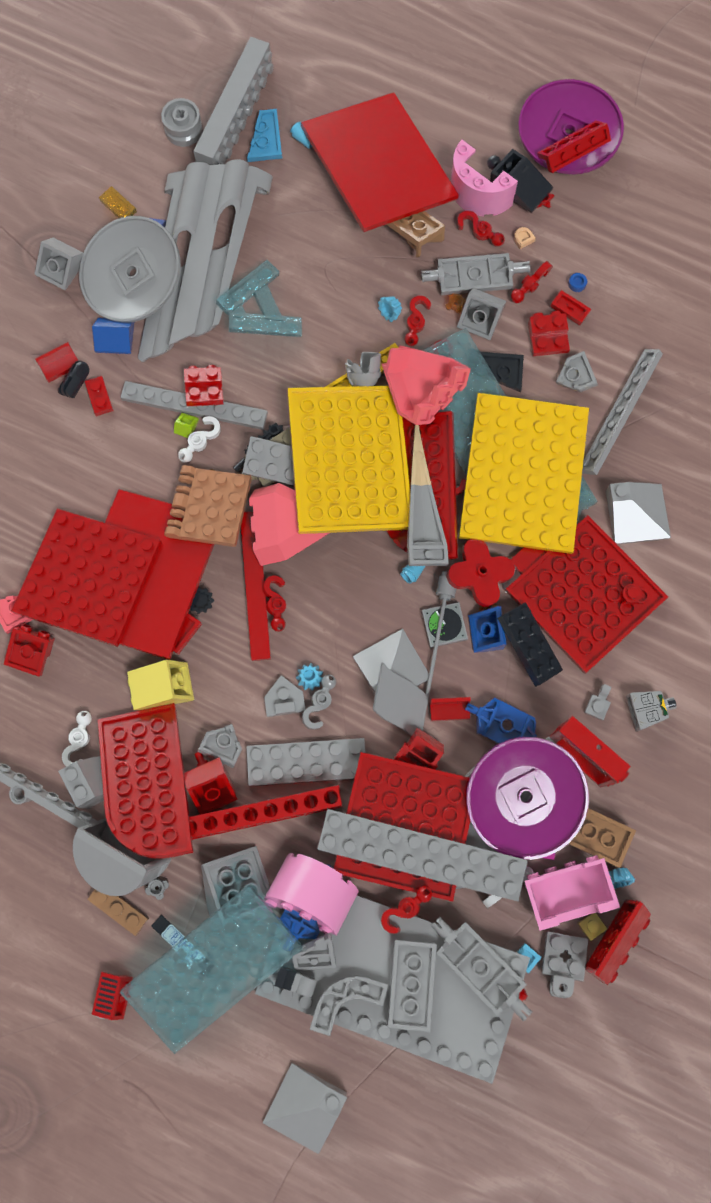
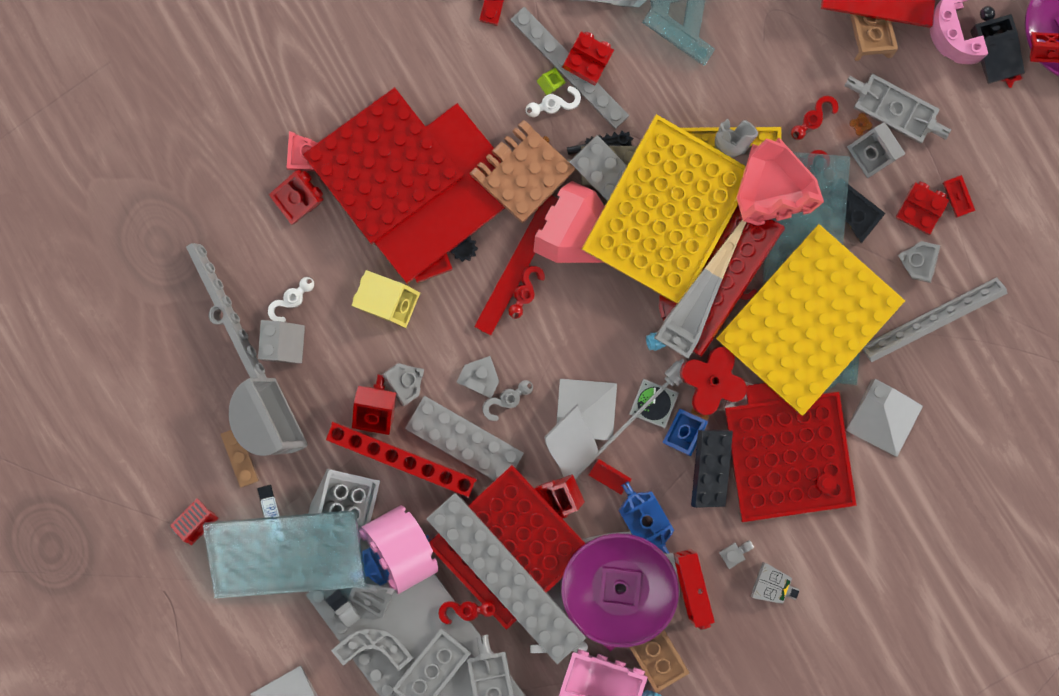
camera: 30 degrees right, 10 degrees up
(145, 782) = (325, 372): red plate -> none
(150, 890) = (280, 466): light grey plate -> none
(309, 677) = (513, 372): medium azure piece -> none
(390, 308) = (799, 91): medium azure piece -> none
(482, 230) = (932, 70): red piece -> none
(523, 237) = (965, 101): light nougat tile -> none
(530, 283) = (938, 150): red piece -> none
(577, 282) = (983, 176): blue tile -> none

